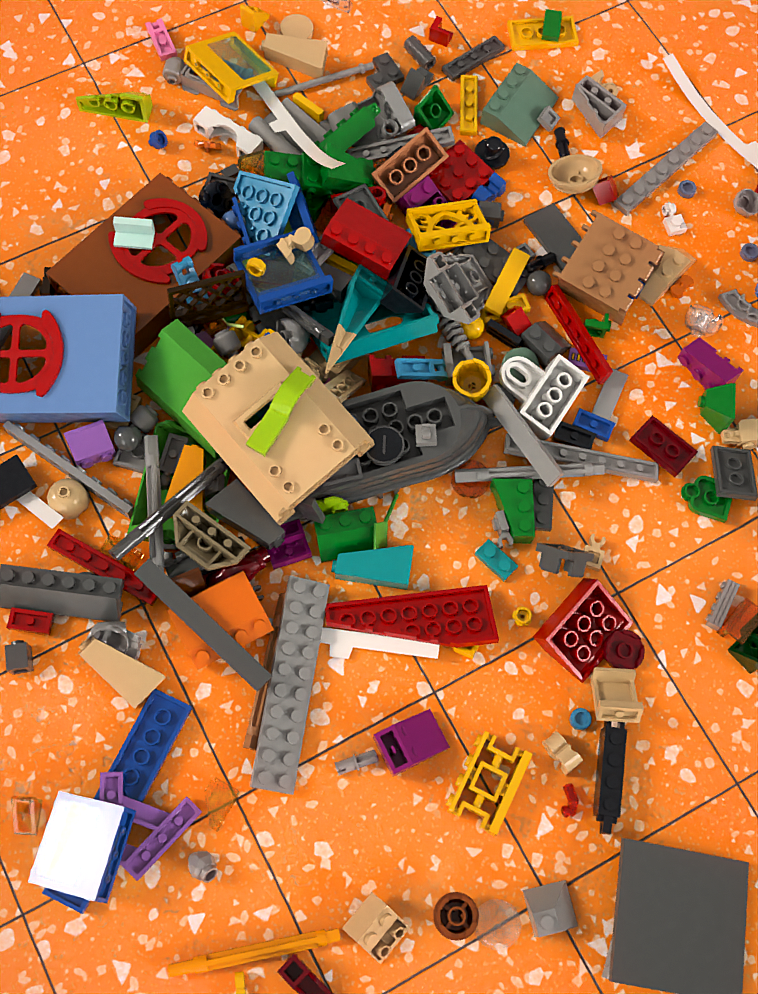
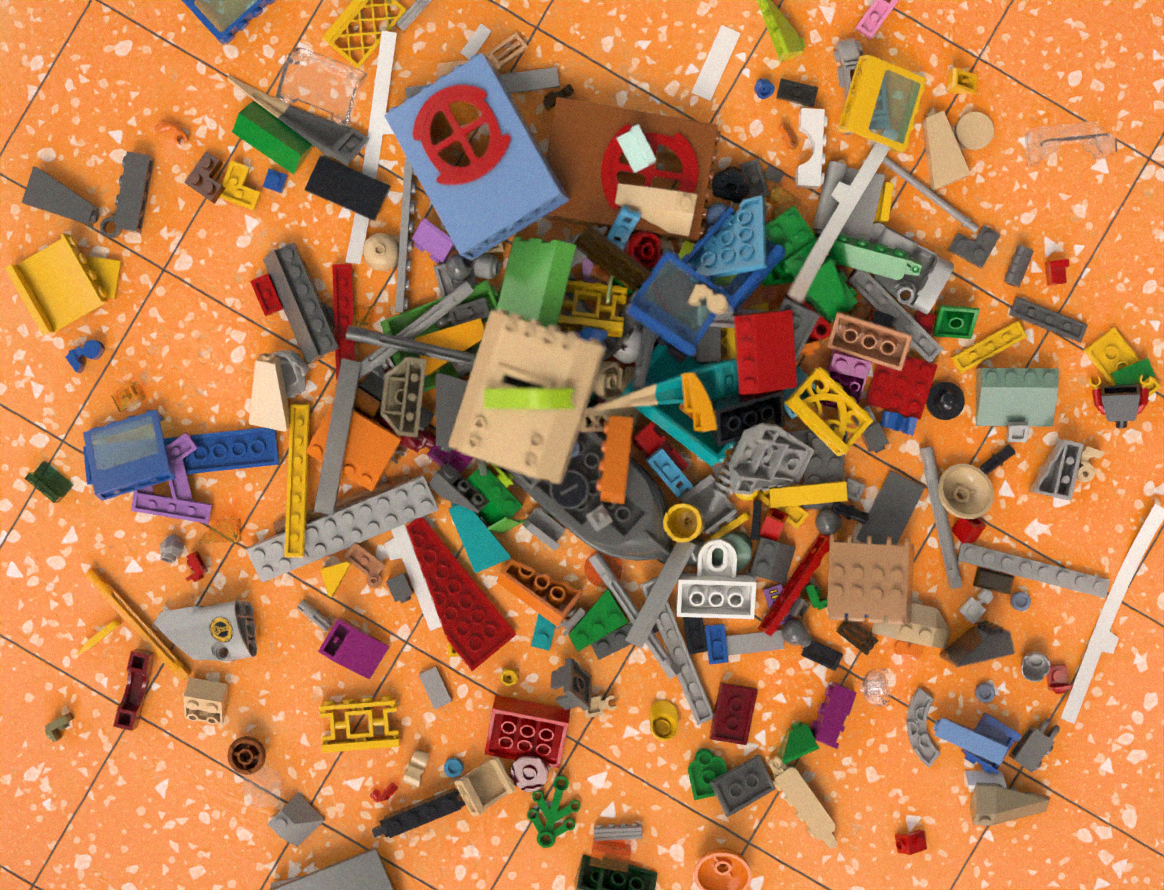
camera: 60 degrees right, 20 degrees up
(18, 657) = (234, 307): dark grey brick -> none
(52, 954) = (49, 482): none -> clear green panel
(113, 164) = (715, 62): none -> white sticker
(178, 121) = (797, 92): none -> pearl dark grey plate
(197, 238) = (662, 207): none -> tan wedge
(220, 696) = (297, 481): none -> yellow tile
(226, 343) = (588, 296): light grey head -> none
(233, 849) = (196, 563): none -> red bracket
(255, 267) = (664, 280): yellow tile -> none
(308, 875) = (212, 630): none -> light grey panel
(318, 556) = (455, 488): none -> dark grey slope
(330, 719) = (333, 576): none -> yellow slope
(338, 681) = (366, 563): none -> nougat hinge
(376, 302) = (698, 403): none -> light orange slope
(380, 663) = (400, 588): none -> dark grey brick
(384, 388) = (616, 459): none -> orange wedge
(405, 505) = (544, 528): none -> light grey panel
(416, 82) = (983, 283): dark grey slope -> none
(459, 539) = (539, 591): none -> orange wedge
(494, 690) = (435, 687): none -> light grey tile
(495, 345) = (730, 526): none -> yellow piece
(568, 40) = (1120, 402): none -> torso
(584, 205) = (940, 518): none -> light grey piece
(600, 343) = (799, 608): none -> dark grey plate
(620, 356) = (796, 633): none -> dark grey piece
(639, 504) = (663, 720): none -> yellow cap
(649, 350) = (822, 655): none -> black tile
(659, 198) = (993, 580): none -> dark brown tile
(661, 311) = (869, 645): none -> dark brown tile
(675, 653) = (552, 814): none -> green plant
(710, 218) = (979, 644): none -> black slope

